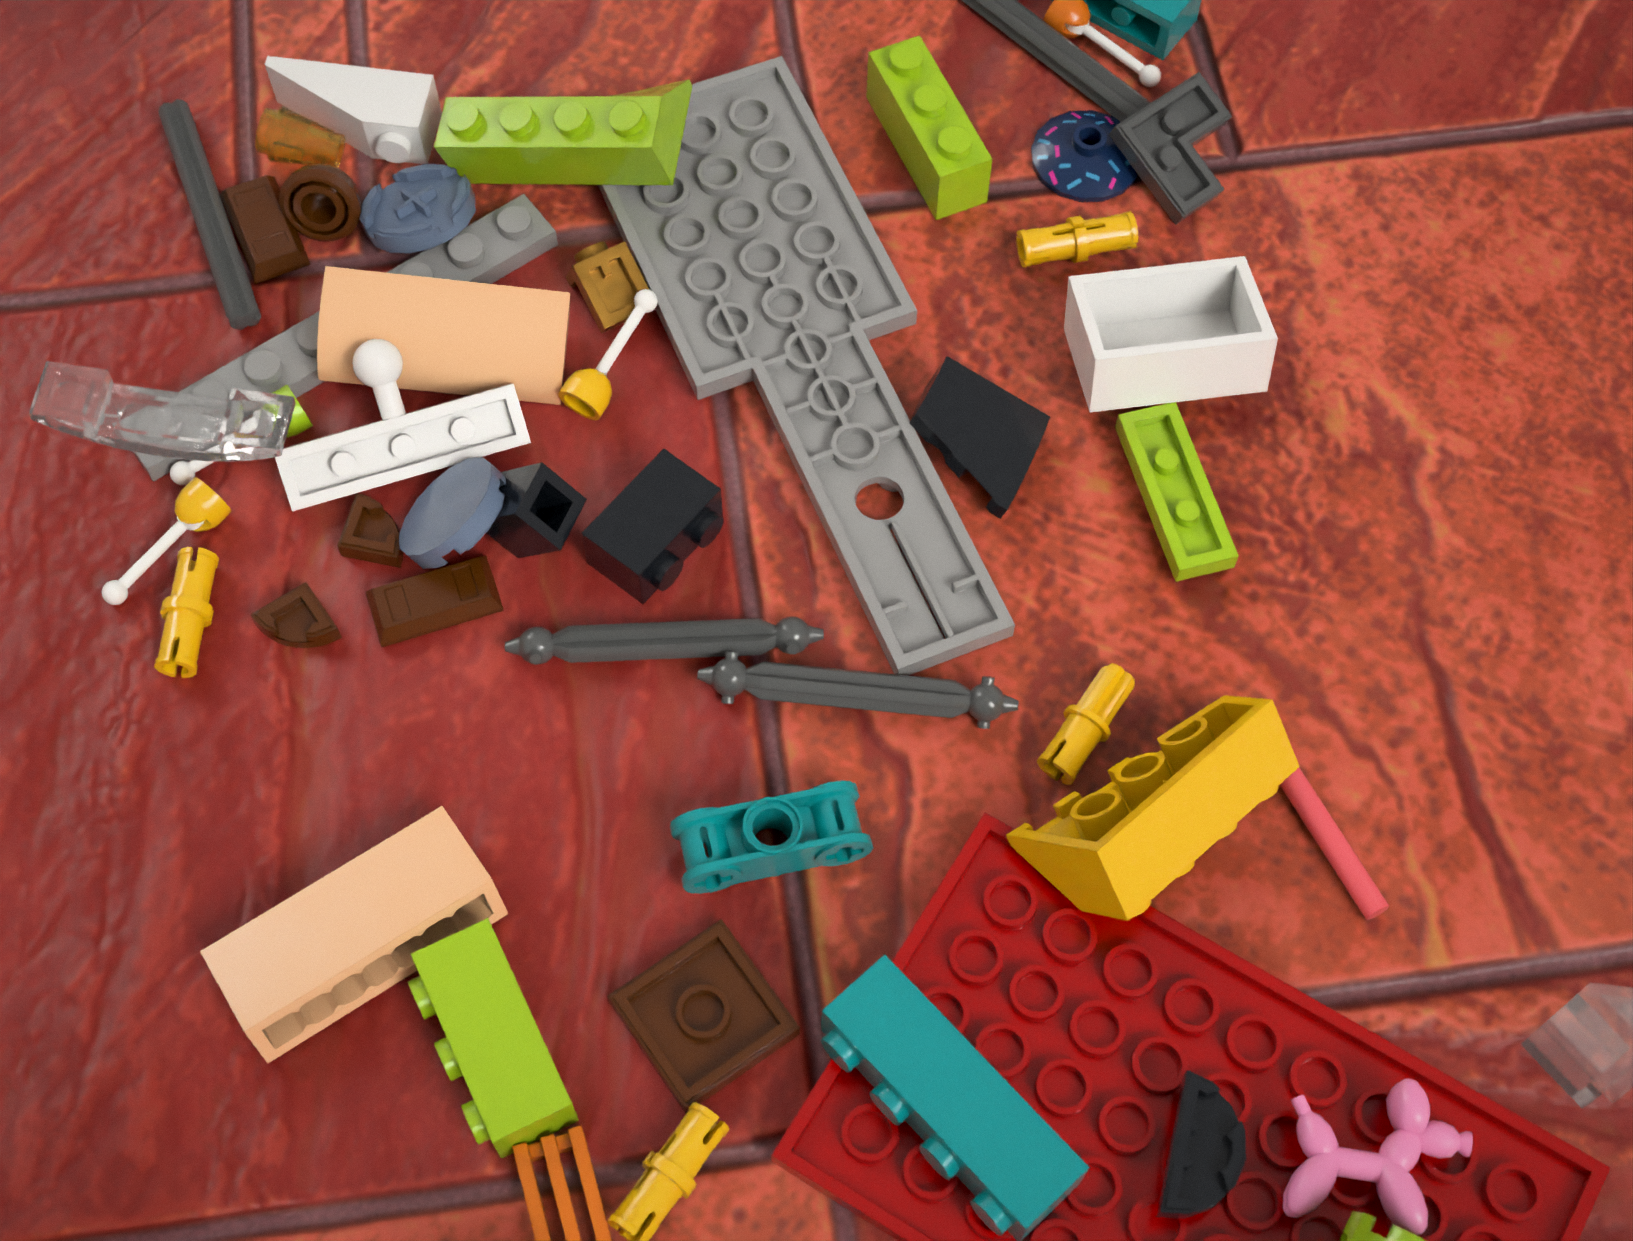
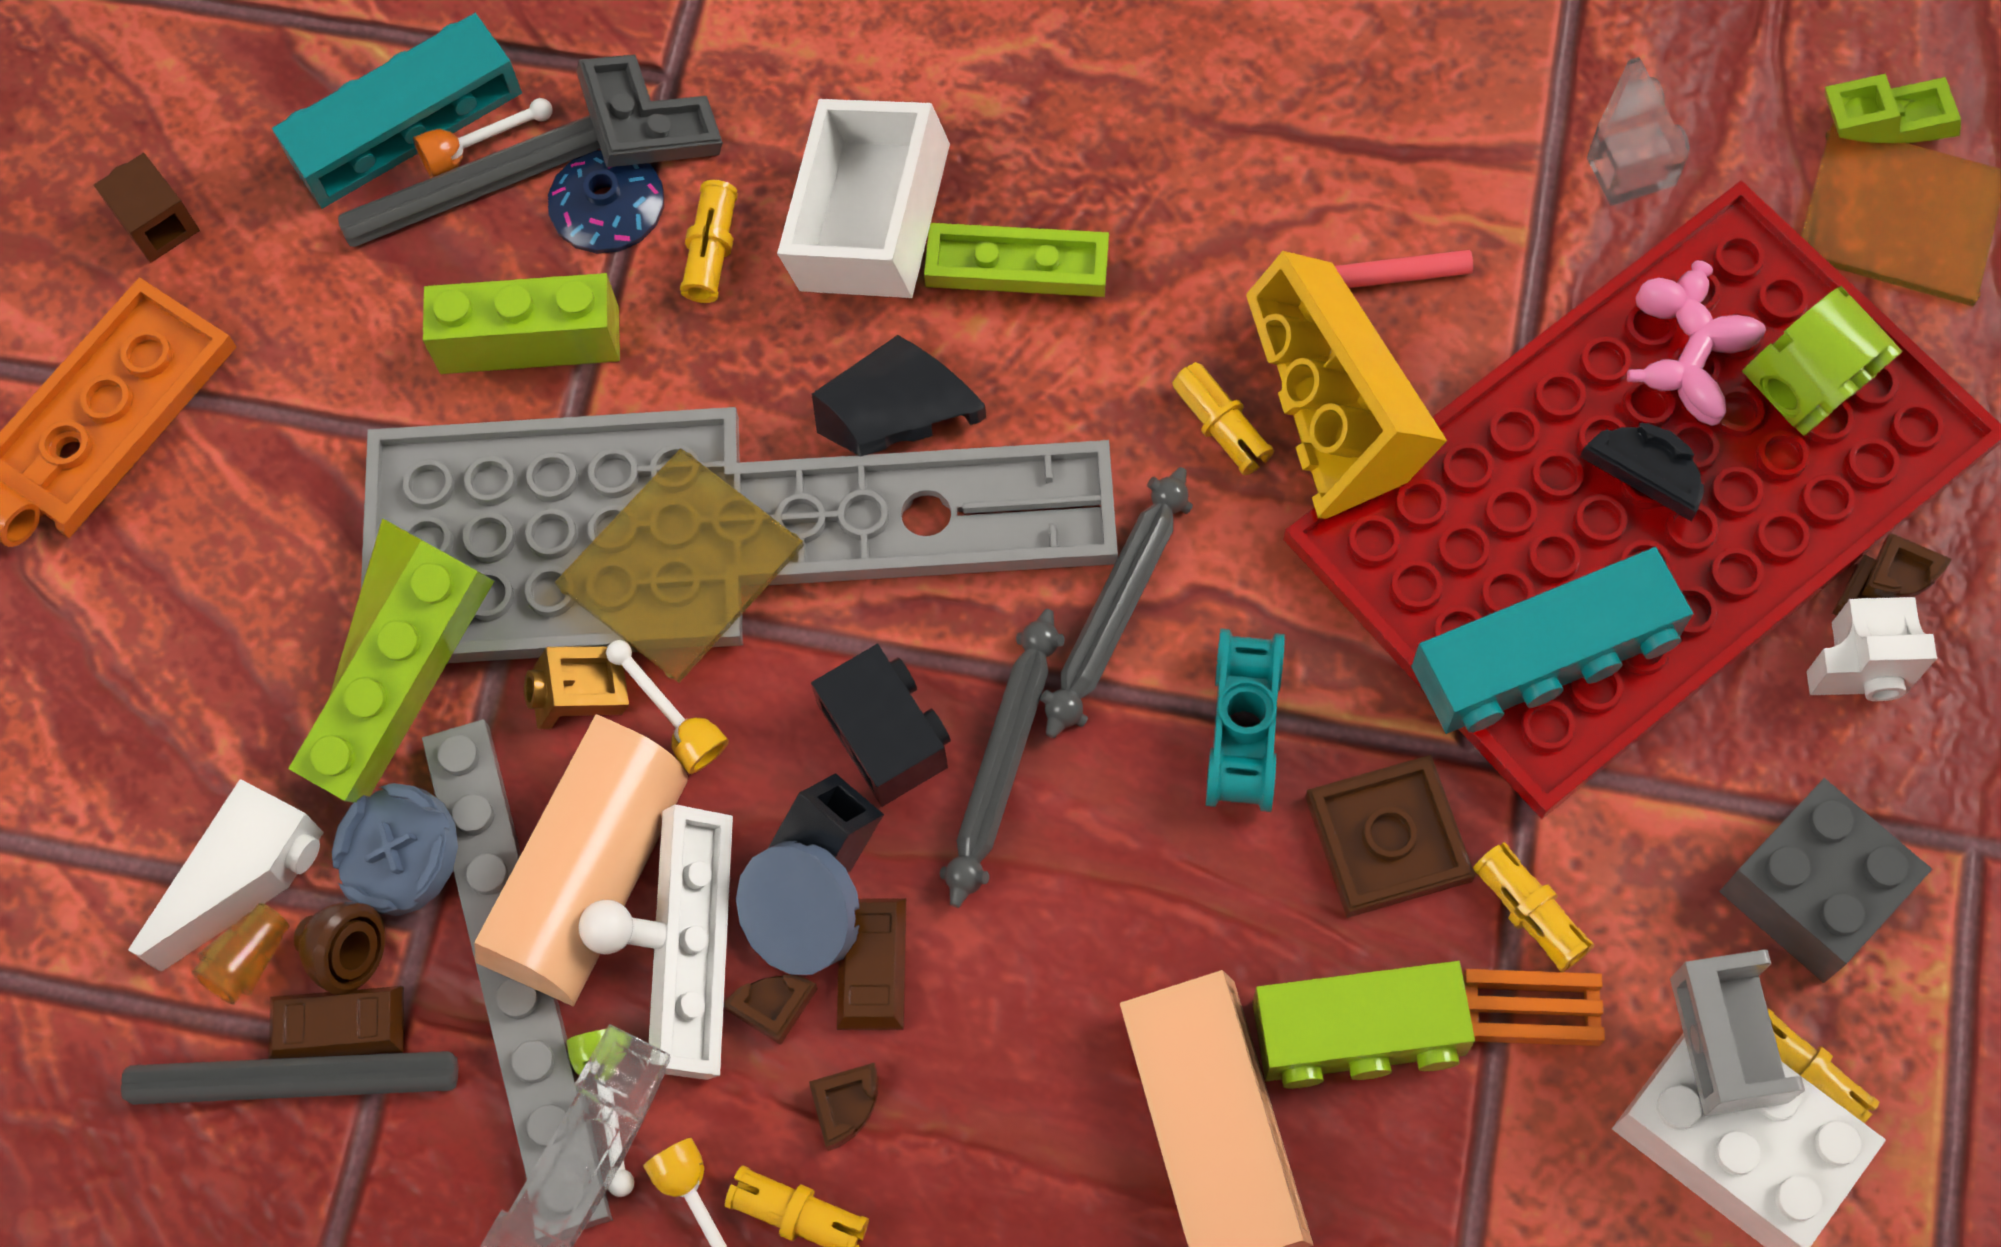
camera: 65 degrees left, 5 degrees up
(745, 318) = (679, 564): none -> clear yellow piece

